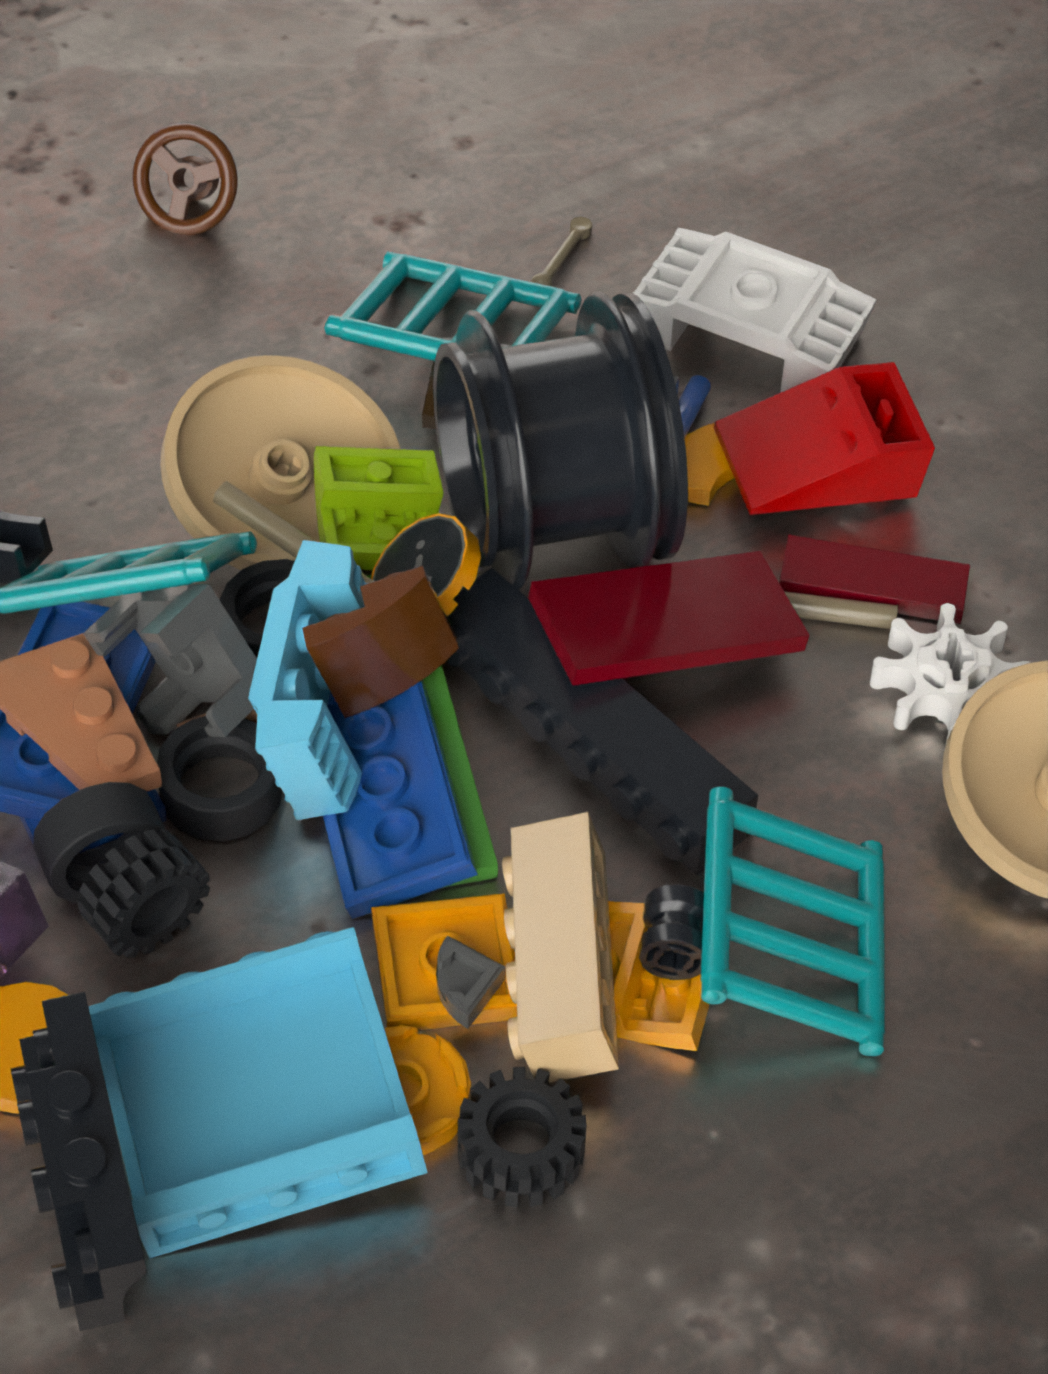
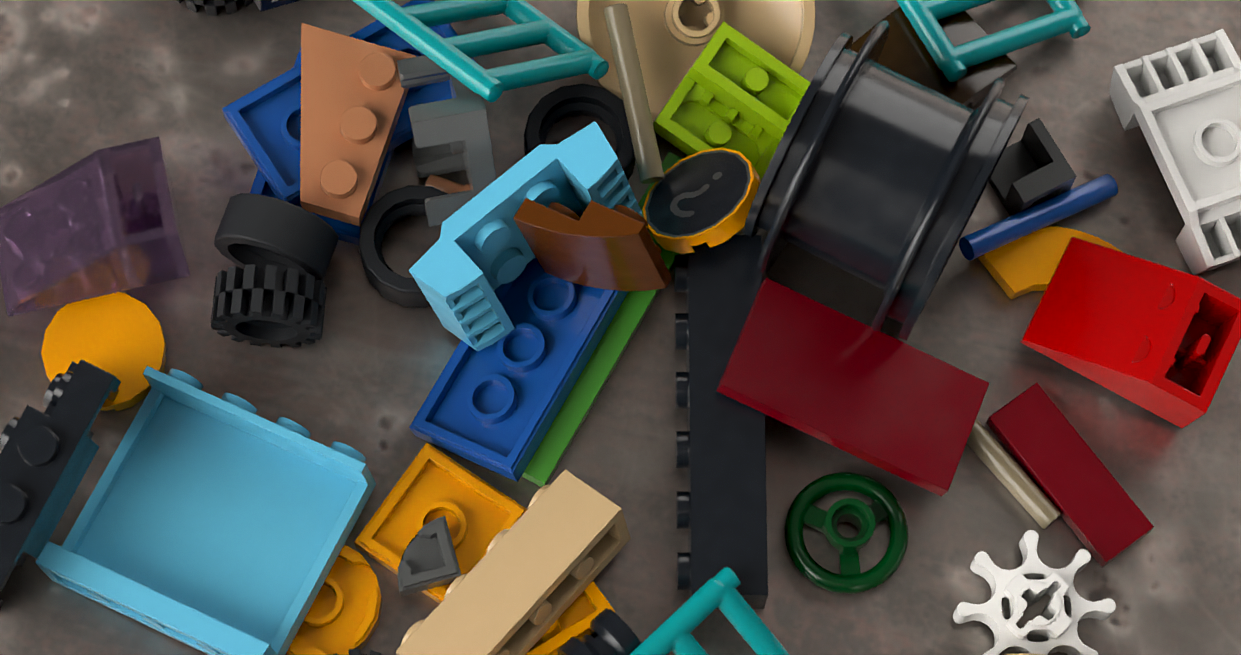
camera: 40 degrees right, 20 degrees up
(760, 727) = (846, 510): none -> dark green piece

